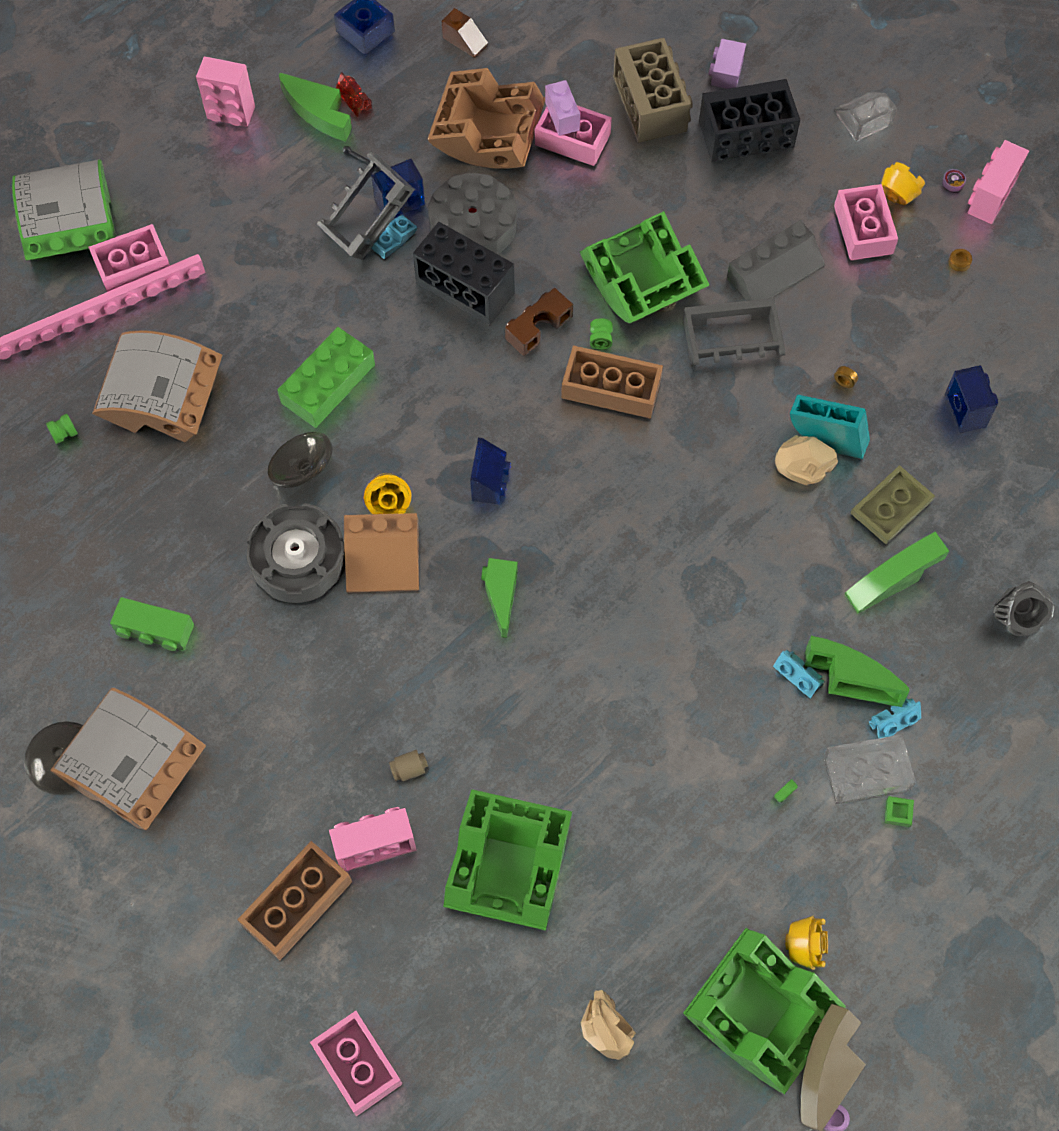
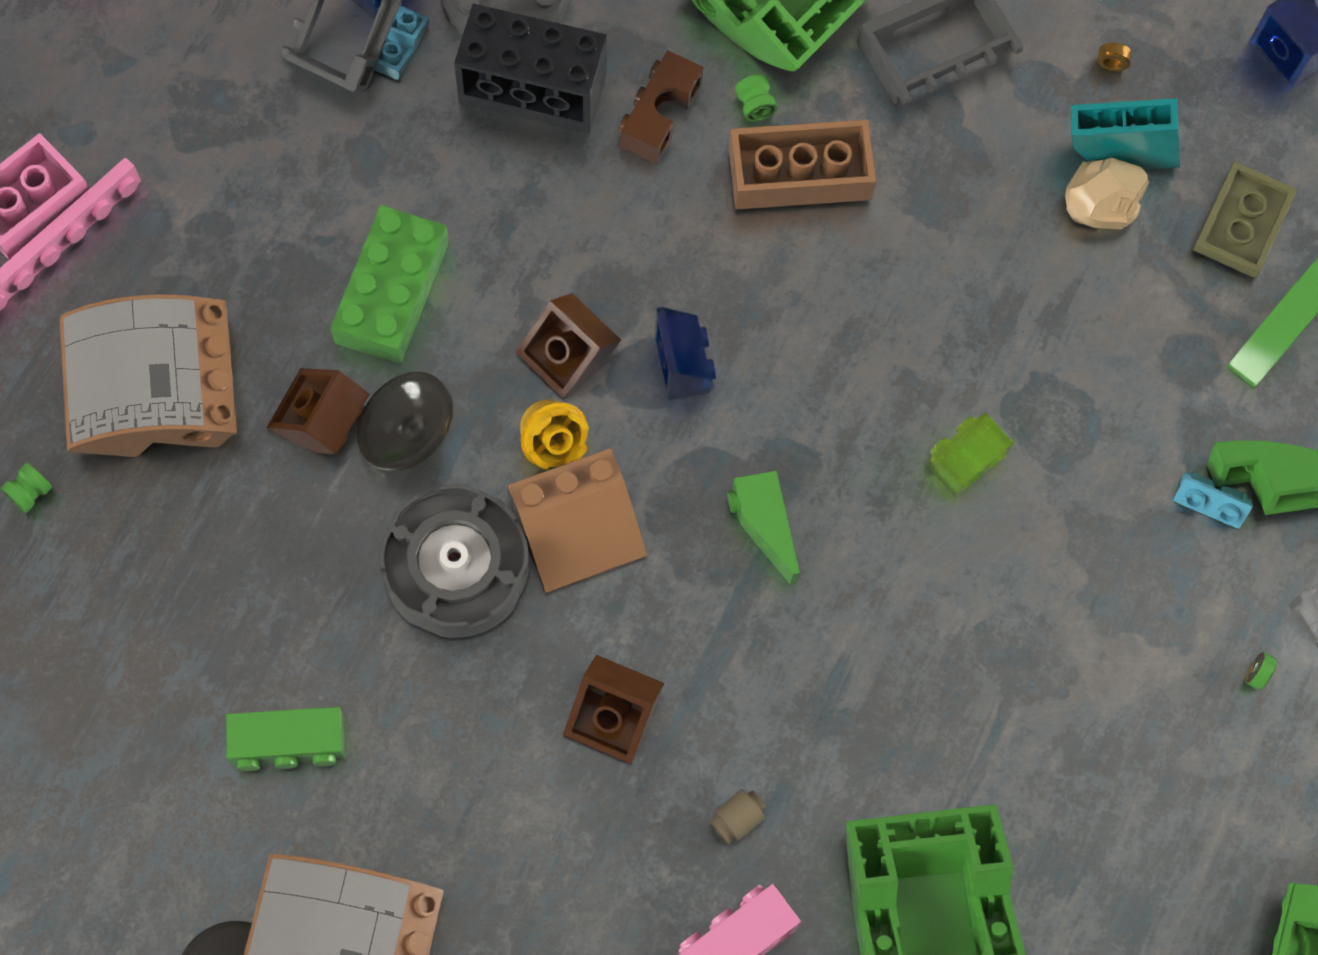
camera: 25 degrees left, 5 degrees up
(253, 438) = (319, 410): none -> reddish brown slope
(357, 673) = (613, 708): none -> reddish brown slope
(420, 446) = (567, 344): none -> reddish brown slope
(648, 592) = (969, 453): none -> clear neon green brick

